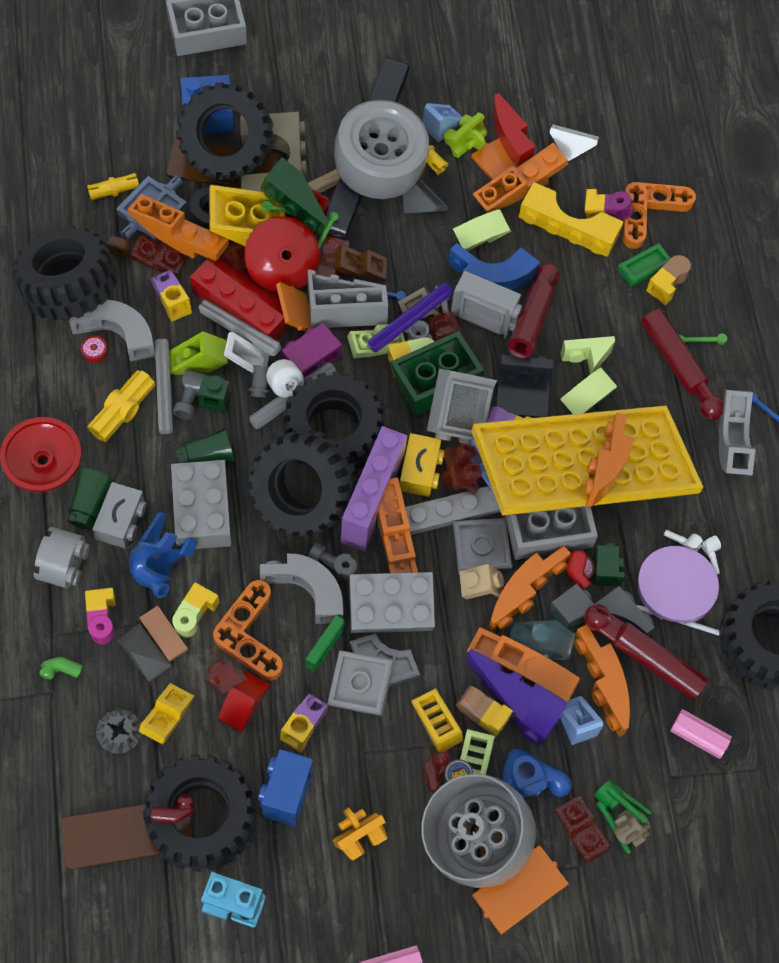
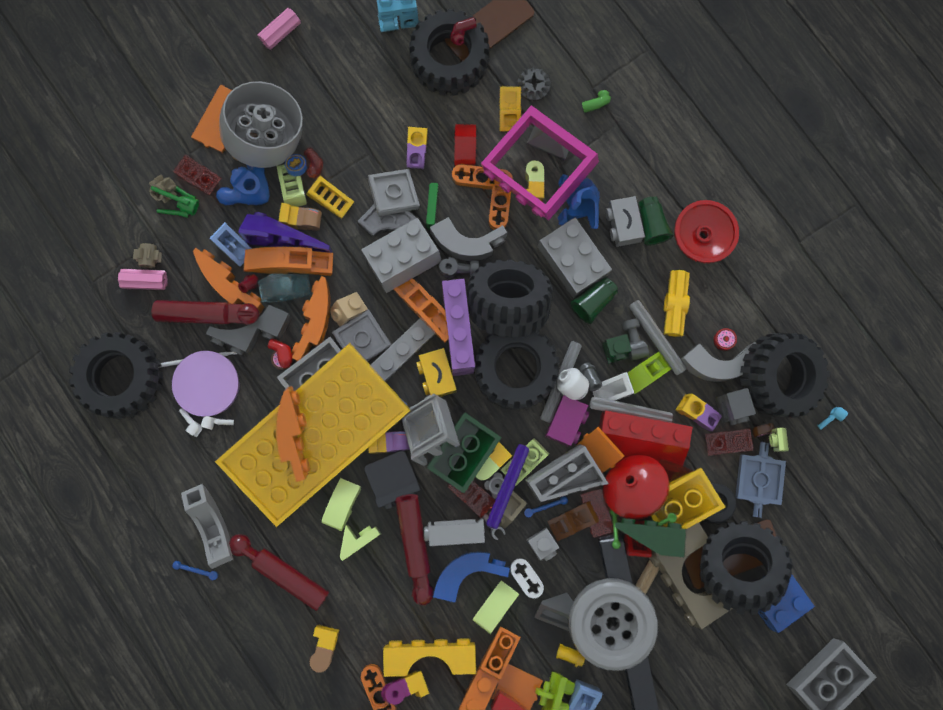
camera: 150 degrees right, 15 degrees up
(32, 228) = (838, 413): none -> medium azure hand
(61, 558) = (643, 165): light grey brick -> none
(98, 619) = (594, 141): leg -> none
(113, 186) = (801, 482): yellow pin -> none
(113, 221) = (779, 440): none -> yellowish green slope
(133, 275) = (735, 406): none -> dark grey brick
(135, 625) = (560, 135): none -> dark pink window
(163, 633) = (550, 161): nougat piece -> none
(172, 228) = (729, 463): orange slope -> none
(224, 676) = (481, 141): clear red slope -> none
(286, 788) = (403, 92): blue brick -> none
(370, 826) = (344, 96): light orange hips -> none
(404, 257) = (543, 544): none -> light grey brick
(441, 241) = (522, 581): none -> white beam
(460, 471) = (404, 382): clear red hips -> none
(579, 658) = (249, 282): none -> dark red arm
(608, 565) = (262, 369): dark green brick -> none
(643, 265) = (350, 652): green tile -> none
(684, 756) = (147, 255): none -> dark tan gear
(721, 339) = (260, 616): bright green hinge -> none

